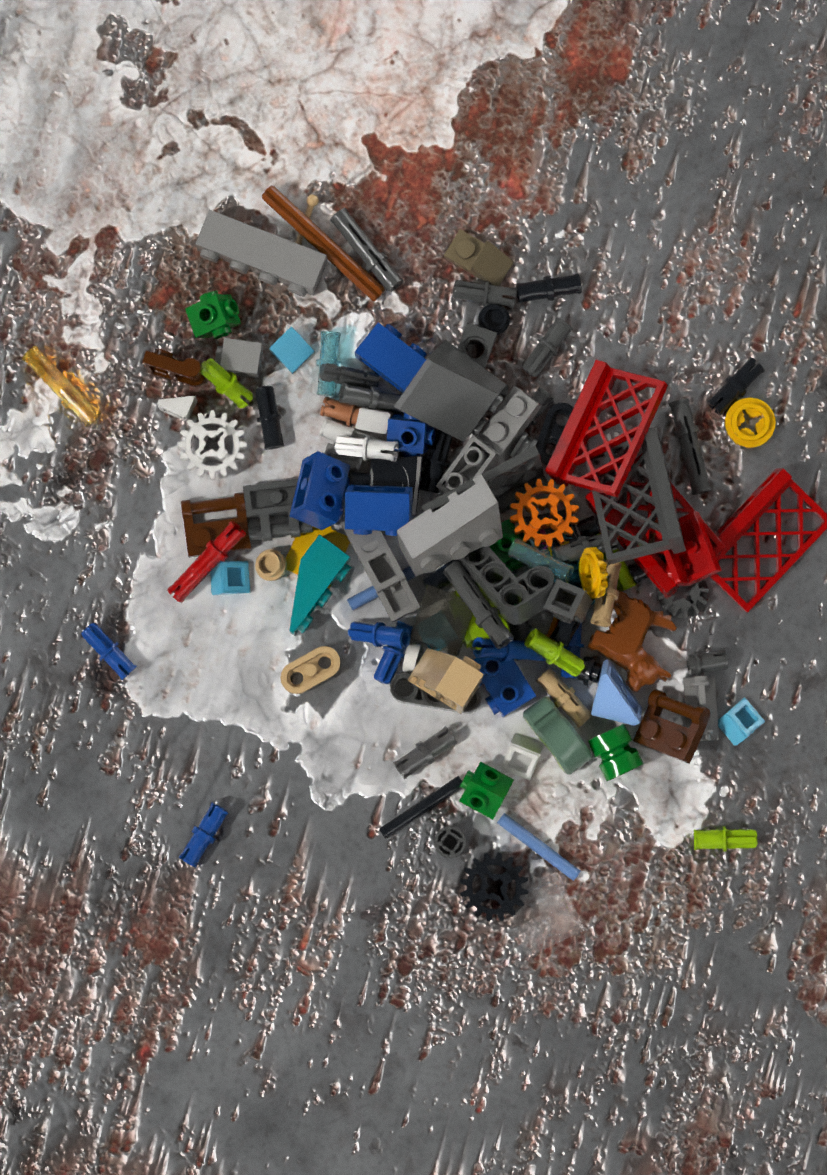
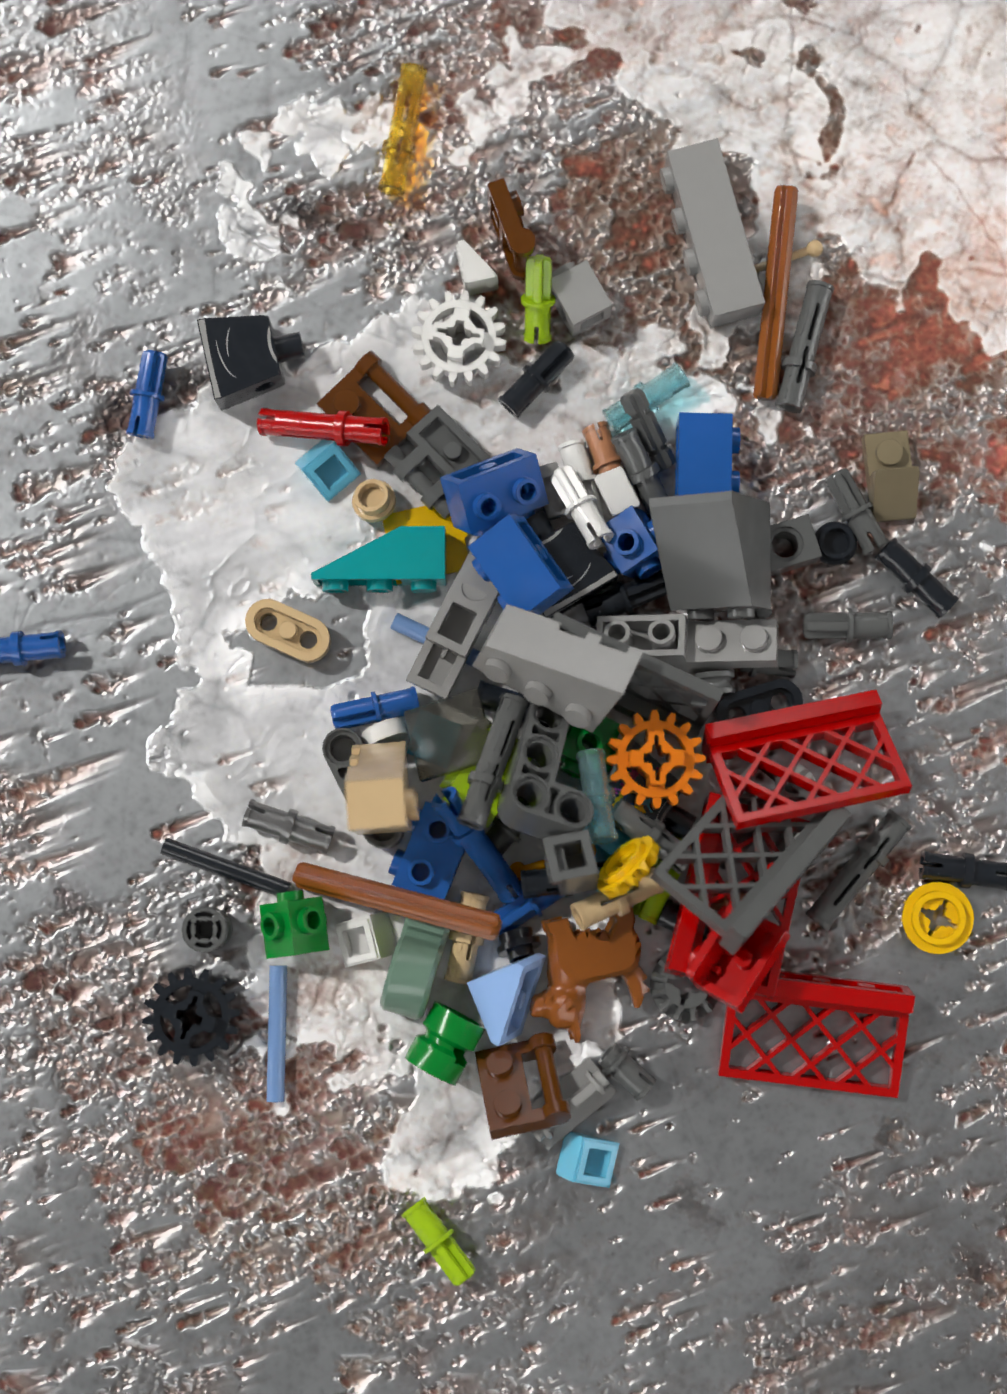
camera: 55 degrees right, 0 degrees up
(130, 576) = (245, 356): none -> black torso
(213, 315) = (603, 231): green brick -> none
(291, 350) = (630, 346): medium azure slope -> none
(379, 634) = (383, 677): blue axle -> none
(514, 719) = (398, 901): none -> dark orange axle
(554, 652) = (505, 887): lime axle -> none
(557, 920) = (208, 1115): clear plate -> none

